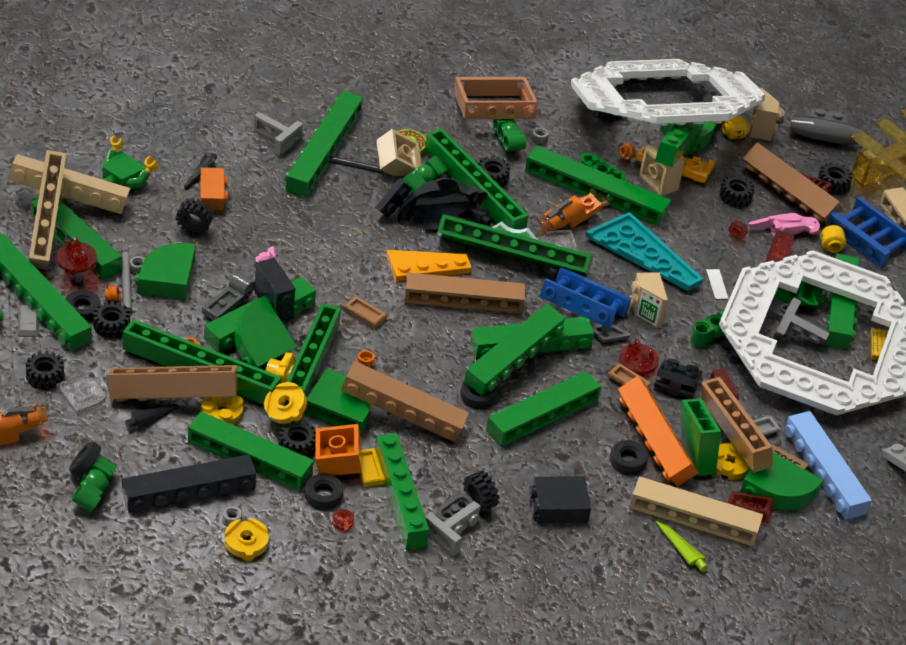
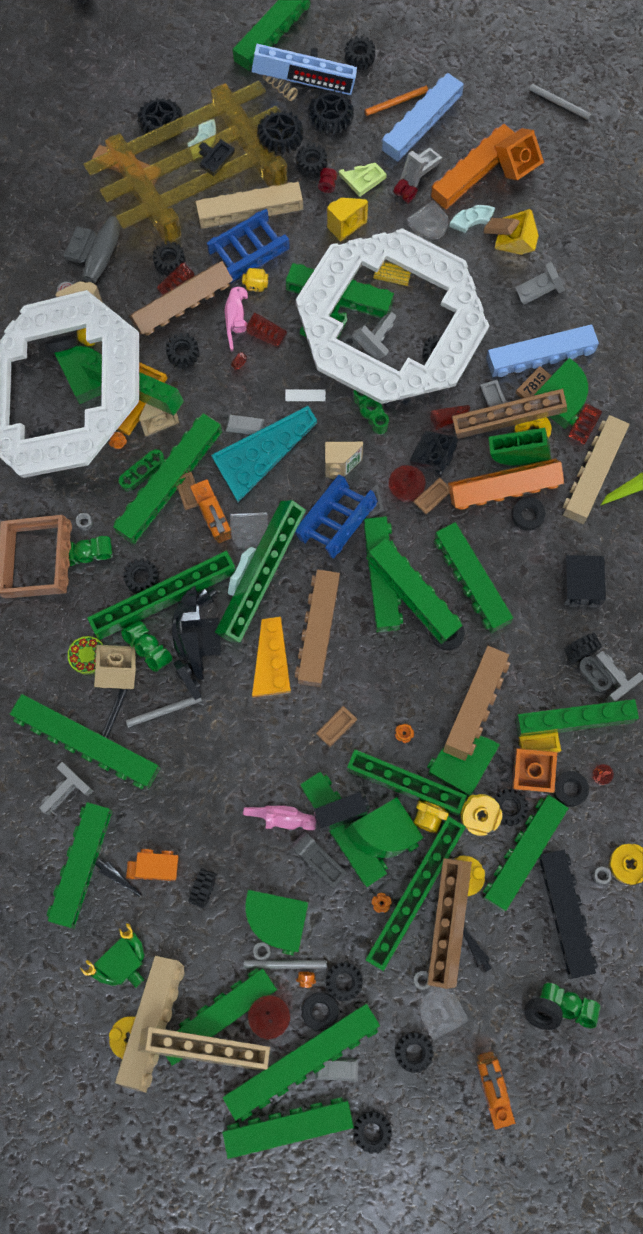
camera: 75 degrees left, 30 degrees up
(197, 142) = (80, 865): none -> green brick
(363, 195) = (162, 711): none -> light grey bar
(671, 237) = (244, 424): none -> light grey tile

